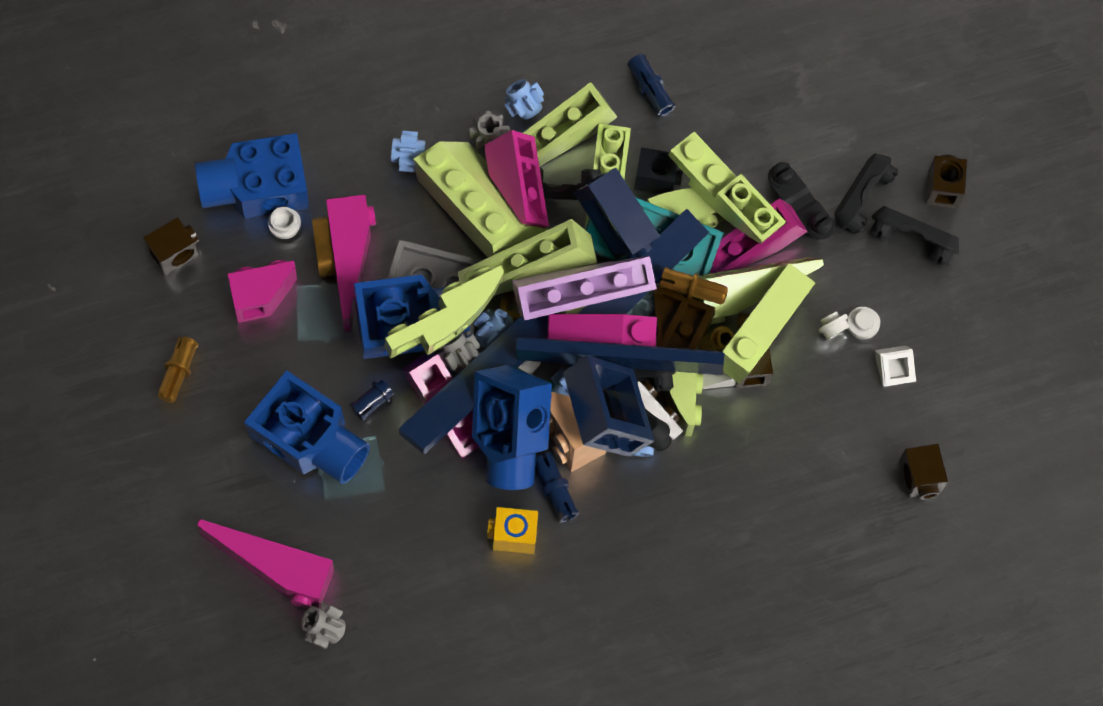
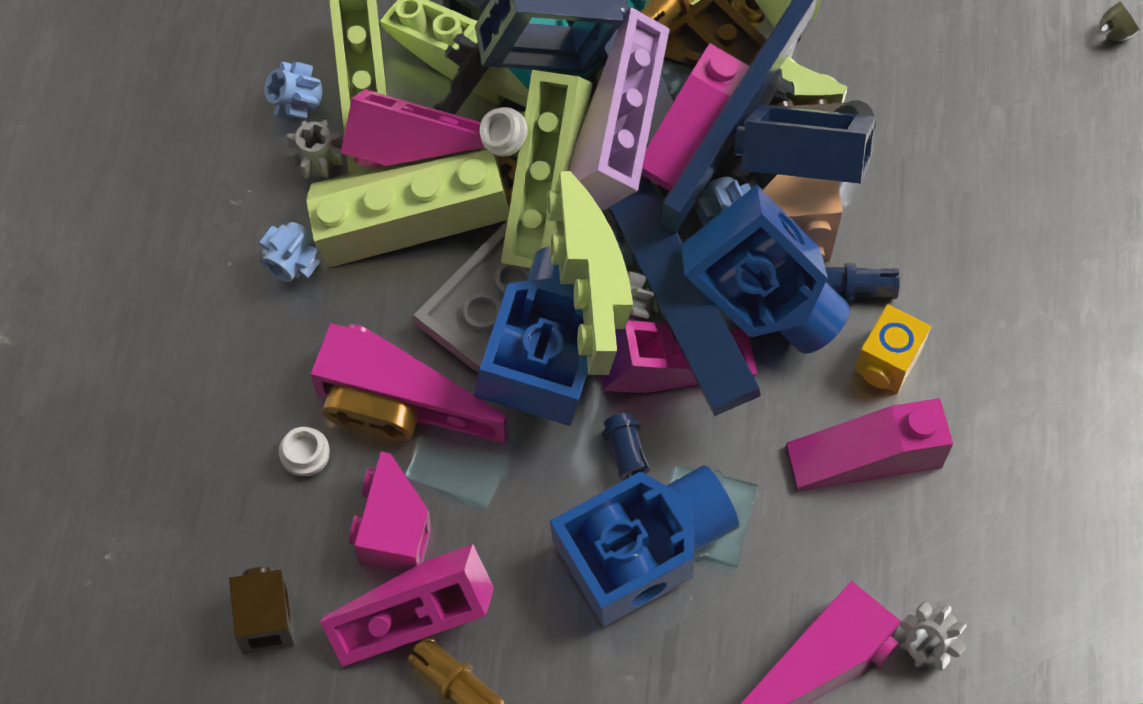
camera: 60 degrees left, 5 degrees down
(210, 325) = (411, 606): none -> dark pink slope
(255, 177) = (220, 454): blue brick -> none
(439, 544) = (872, 446): none -> dark pink slope
(528, 224) = (503, 131): none -> white plate
(859, 591) = (1121, 20): none -> olive hinge

